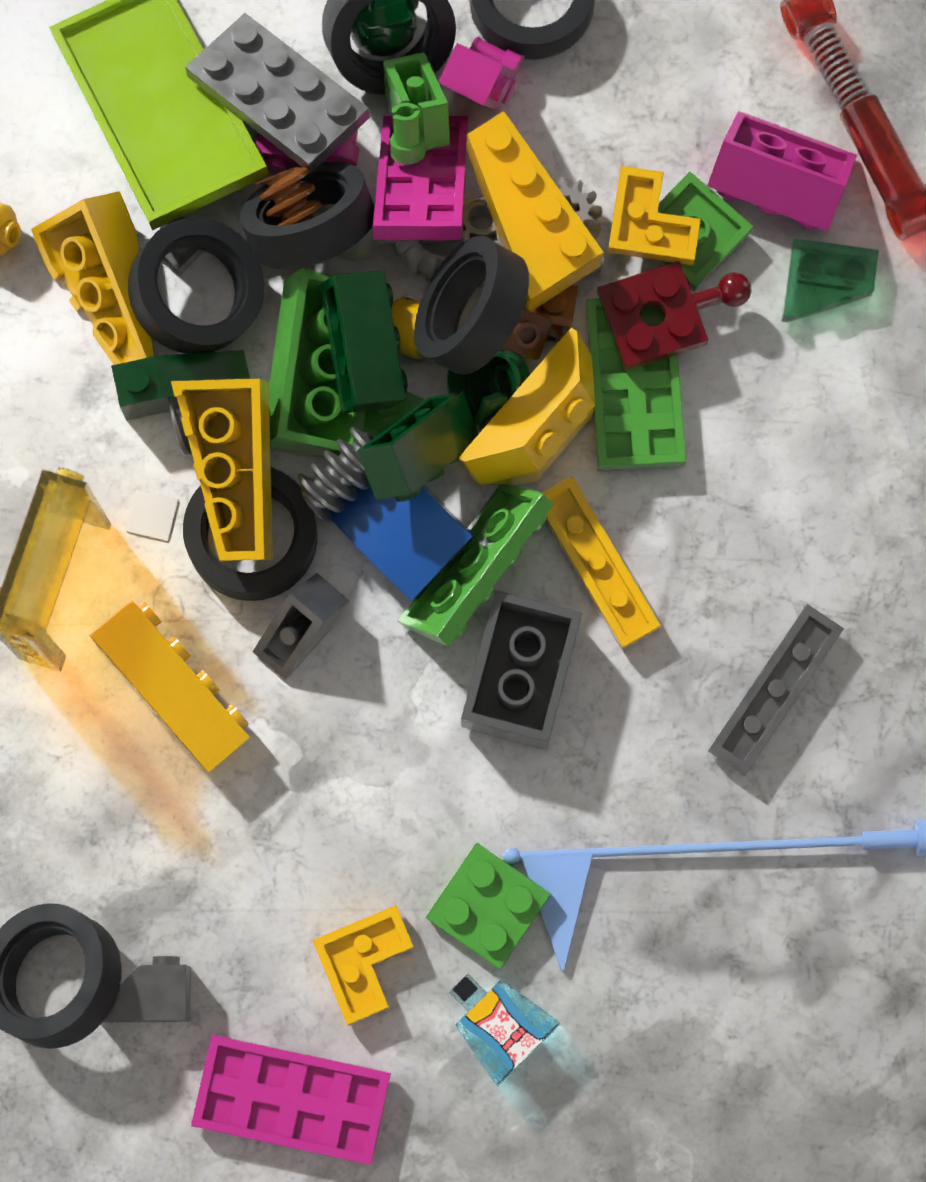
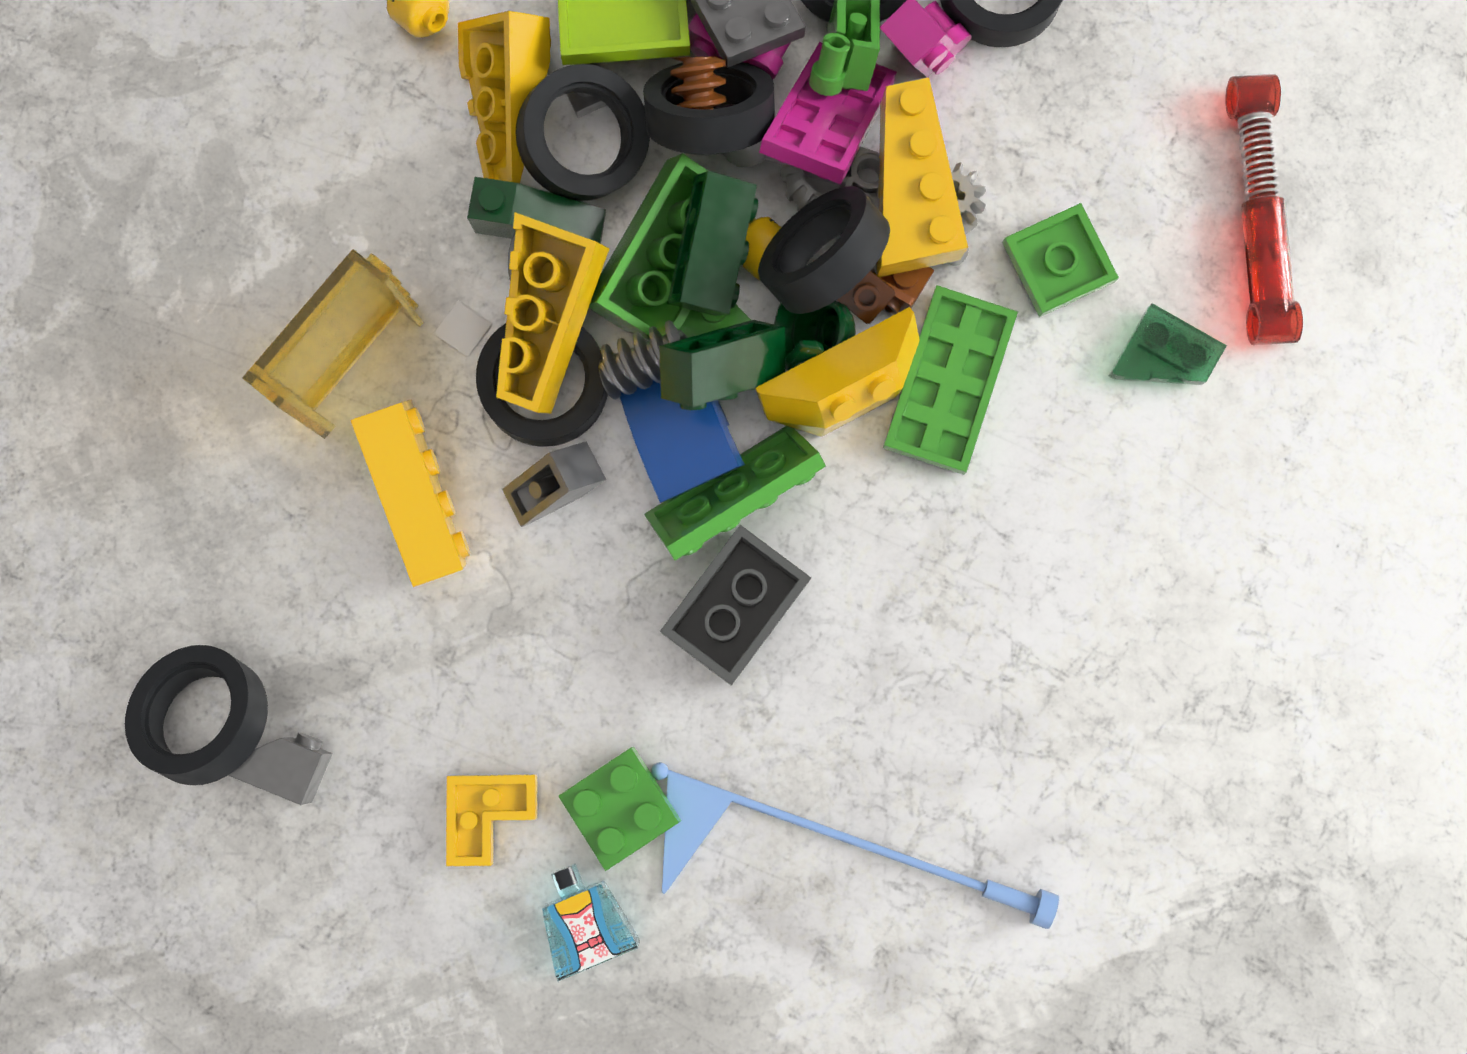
camera: 20 degrees right, 5 degrees up
(291, 1099) = (370, 912): dark pink plate -> none
(598, 565) = (847, 535): yellow plate -> none
(643, 231) = (1012, 236): yellow plate -> none
(670, 292) = (1016, 309): dark red plate -> none
(775, 690) = (962, 716): flat silver plate -> none
(781, 171) = (1166, 237): dark pink slope -> none

